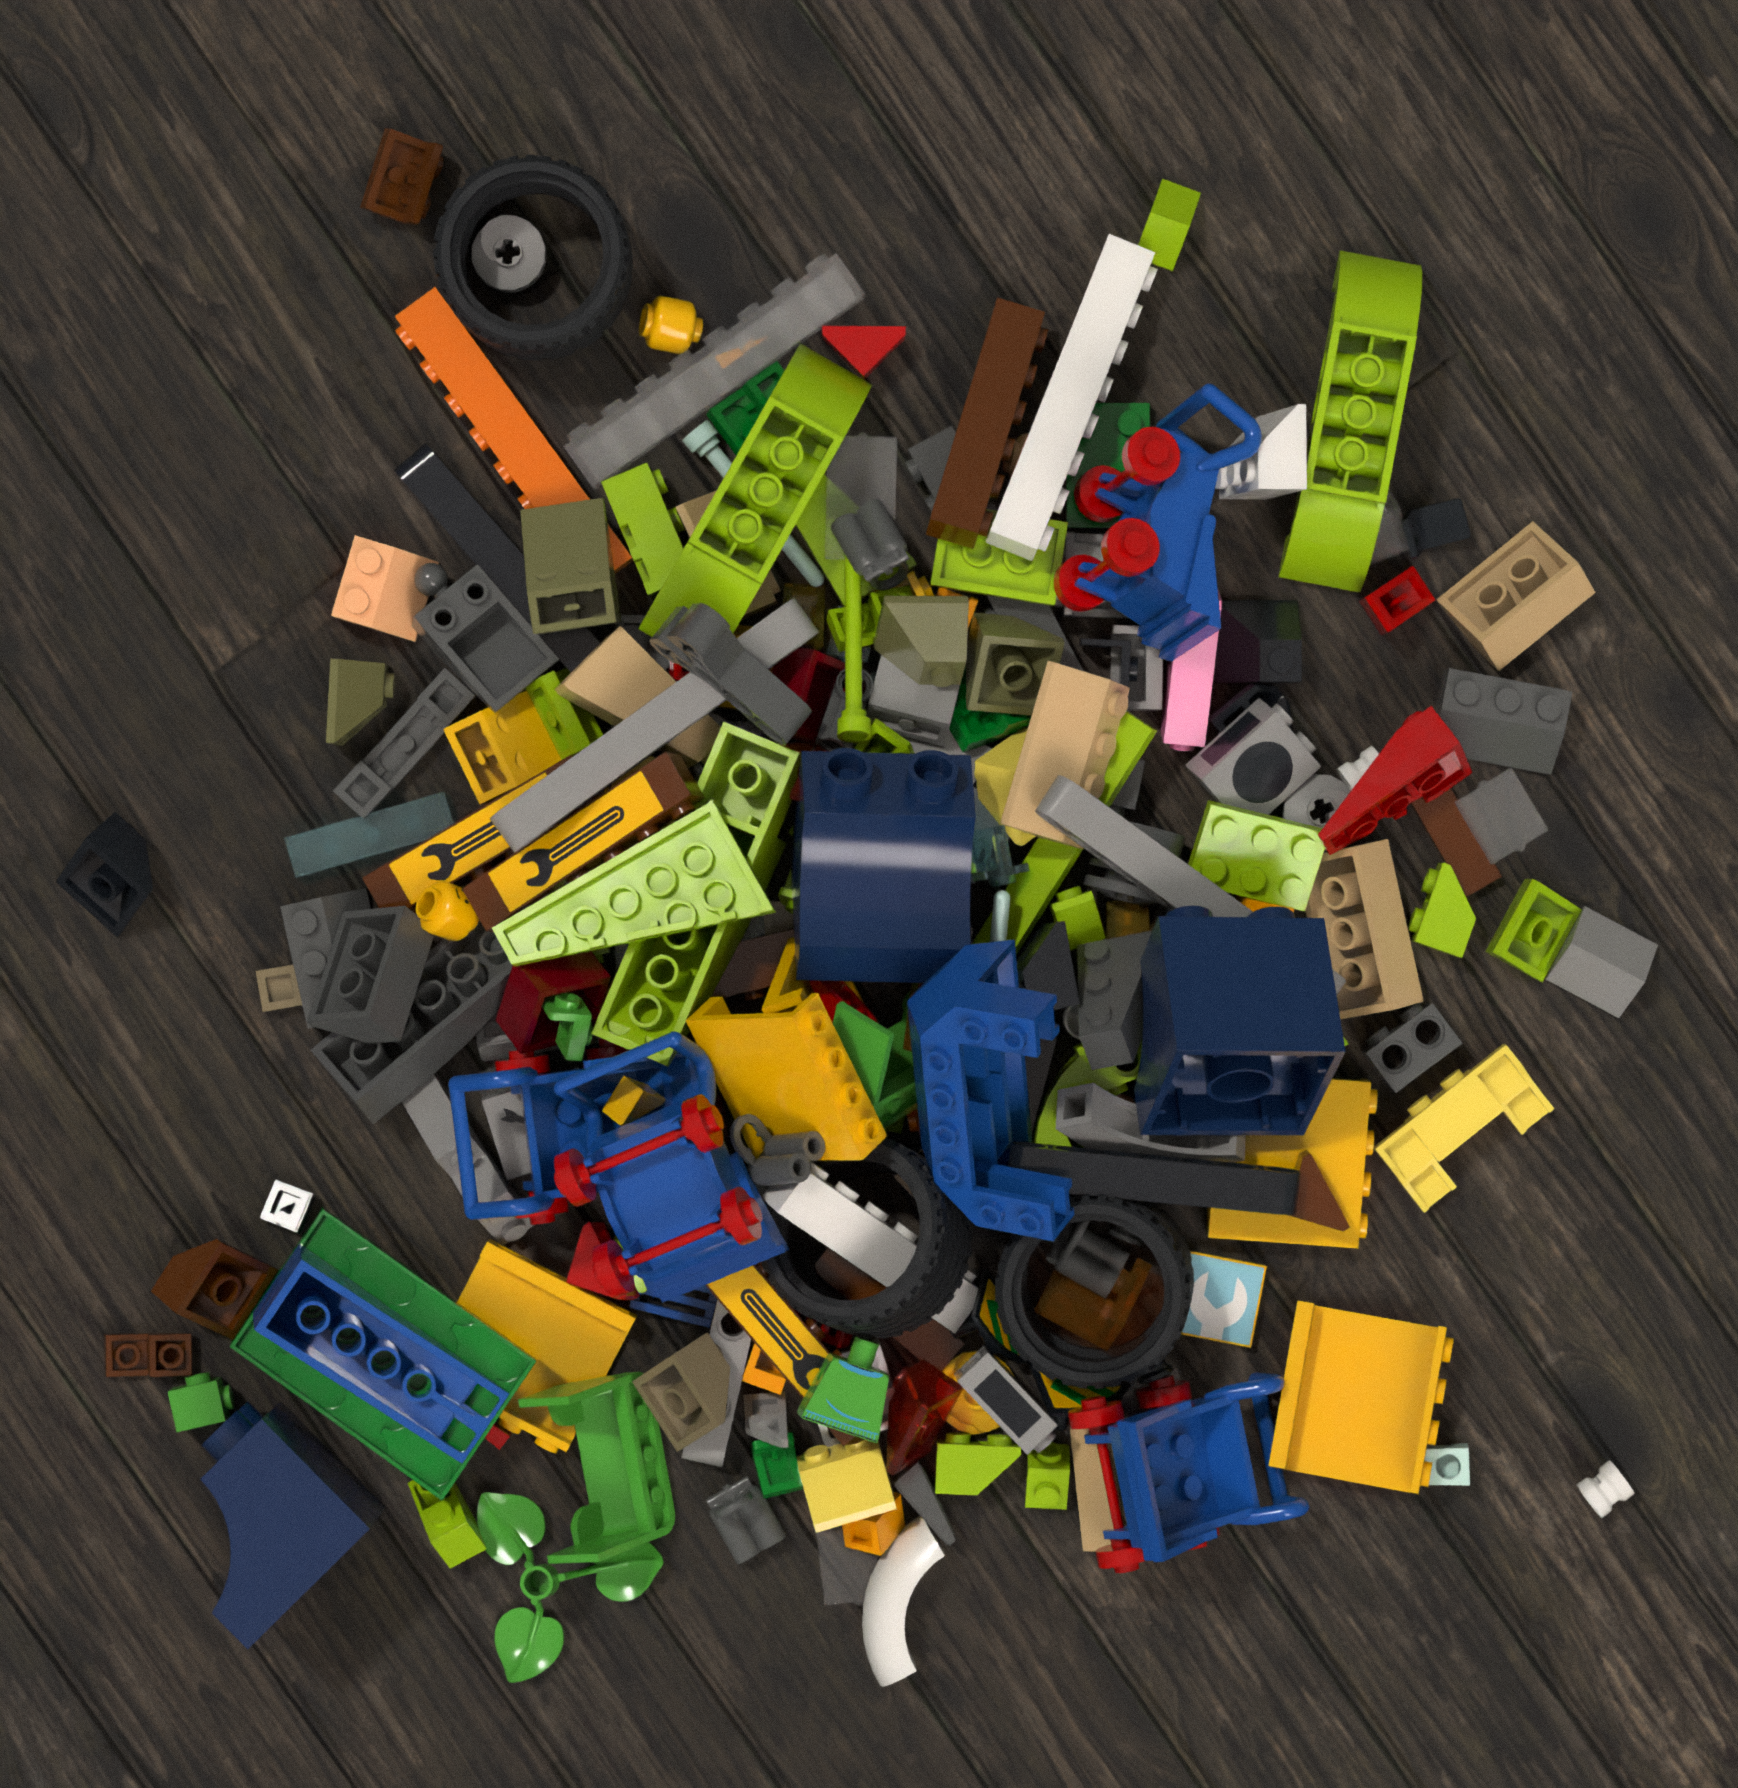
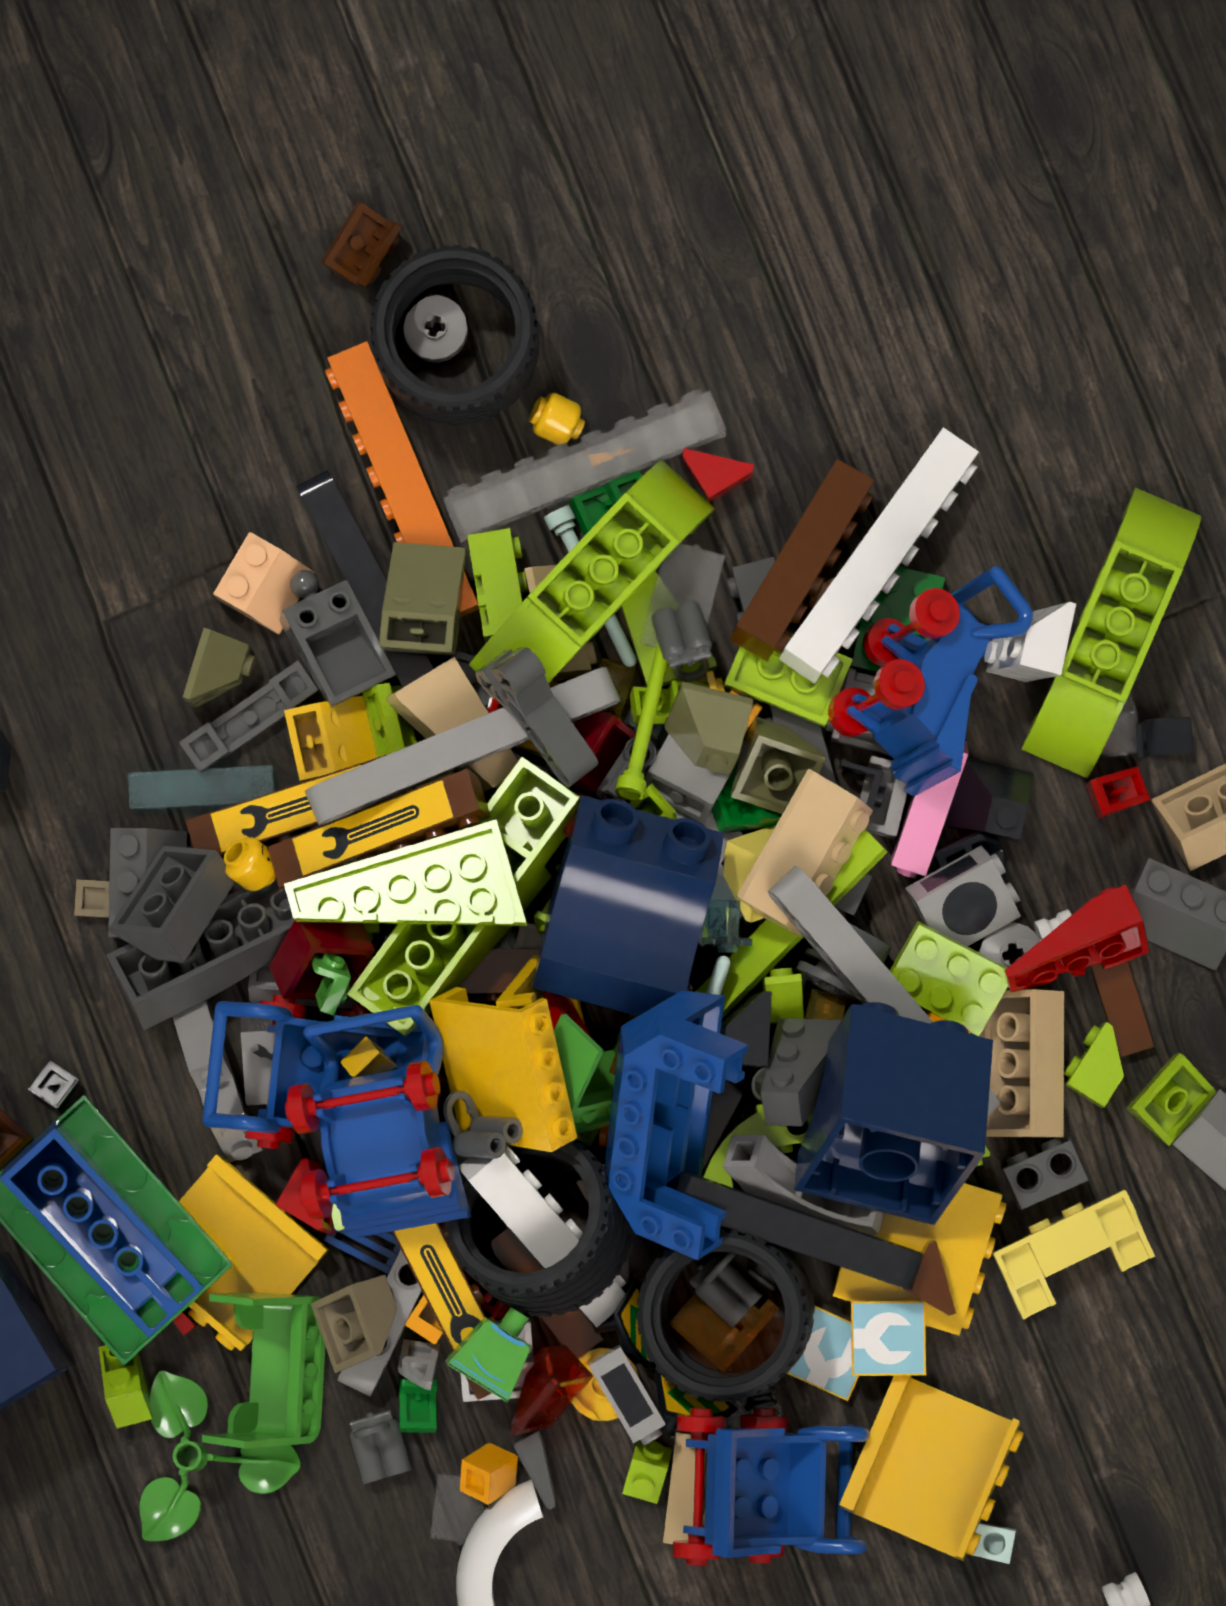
camera: 20 degrees right, 5 degrees down
(845, 1483) = (473, 1433): light yellow slope -> none
(971, 1465) = (582, 1445): lime slope -> none
(1169, 223) = (996, 431): lime slope -> none
(1280, 1270) = (888, 1338): none -> medium azure tile
(1501, 816) = (1165, 995): clear piece -> none

